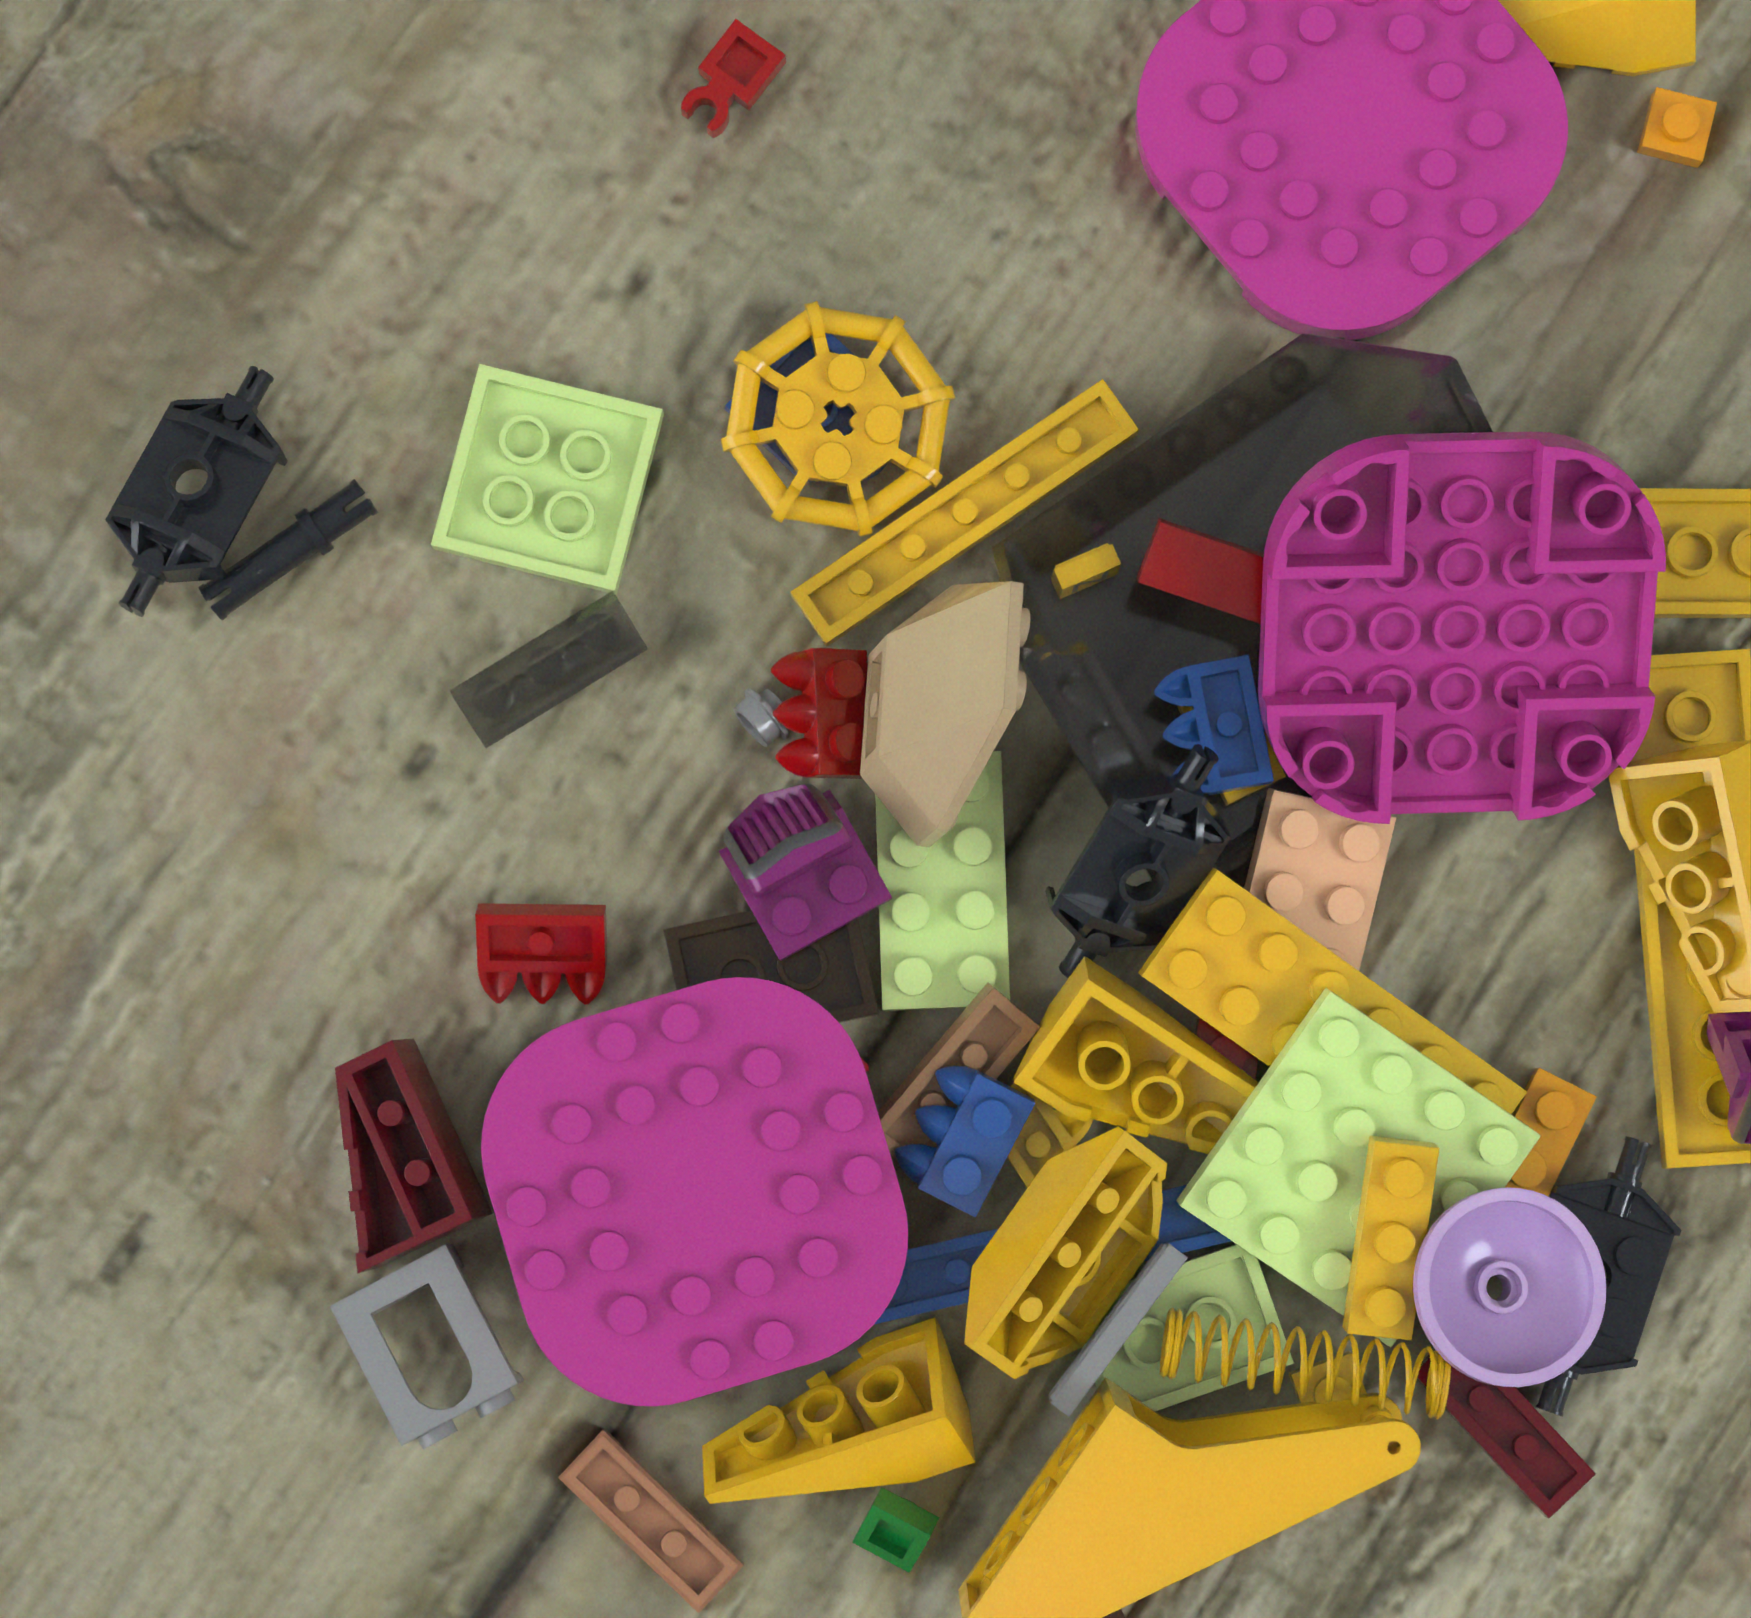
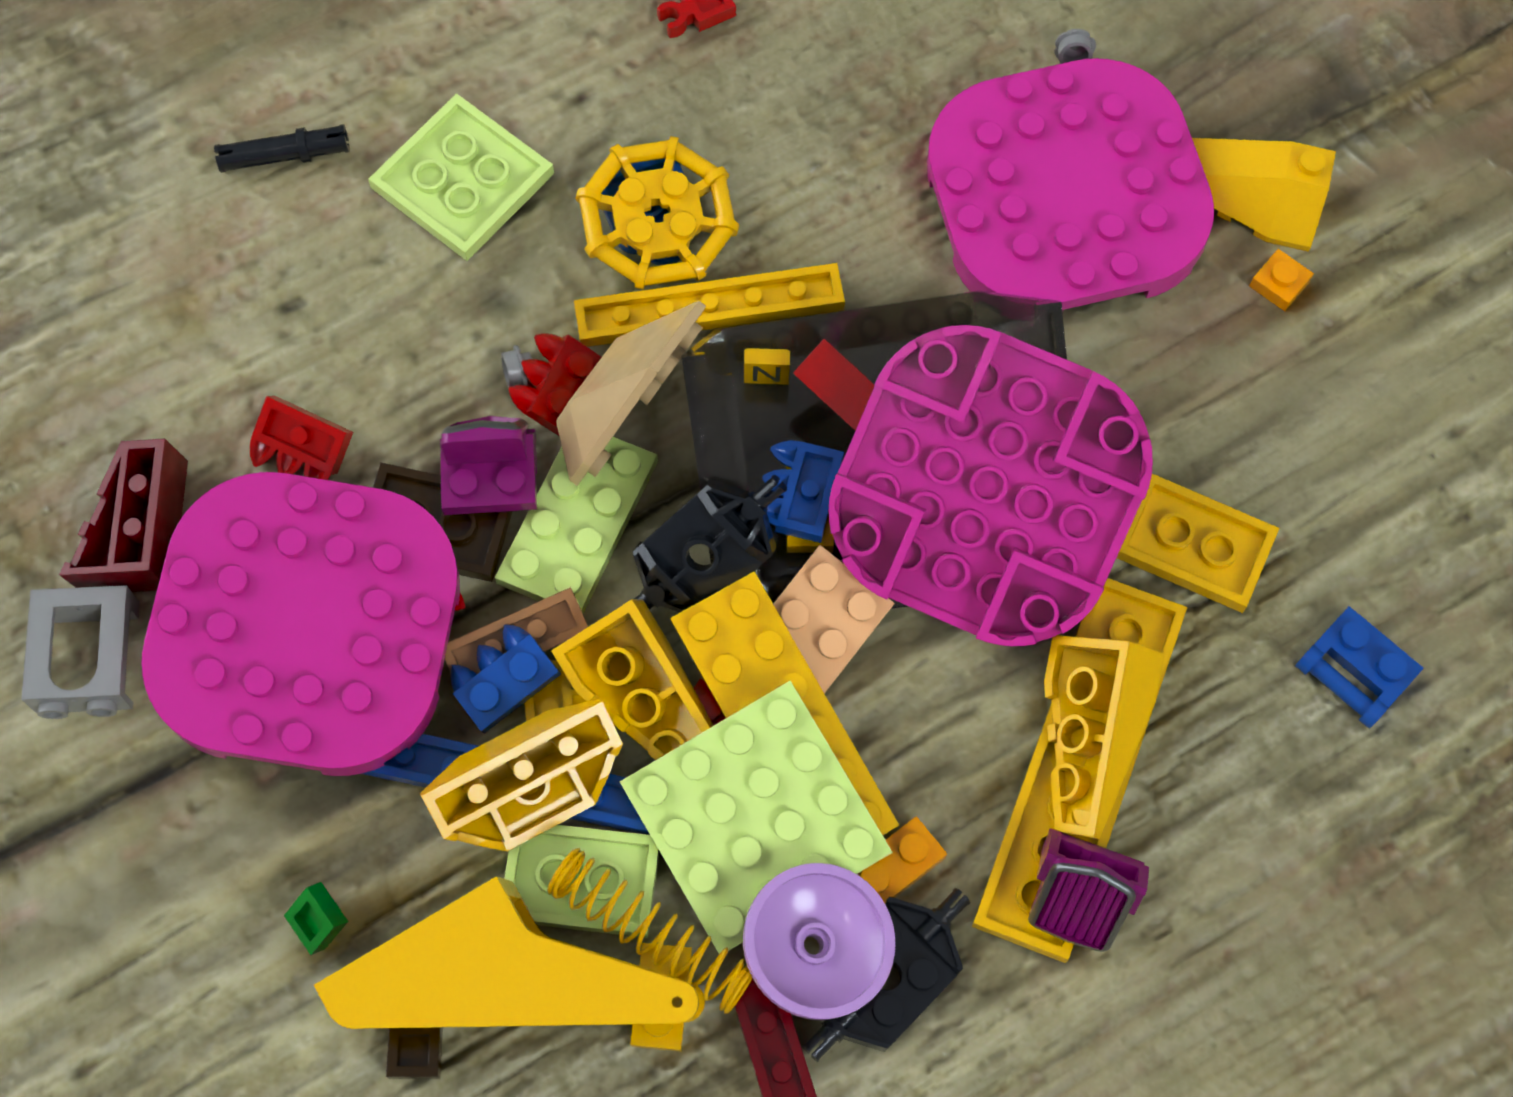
camera: 20 degrees right, 15 degrees down
(189, 534) = (220, 104): black plate -> none
(548, 669) = (398, 281): clear smoke plate -> none
(651, 1520) = (160, 838): nougat tile -> none
(871, 1424) = (343, 842): yellow wedge -> none
(1116, 1328) = (535, 844): light grey tile -> none
(1389, 1236) = (752, 865): yellow plate -> none

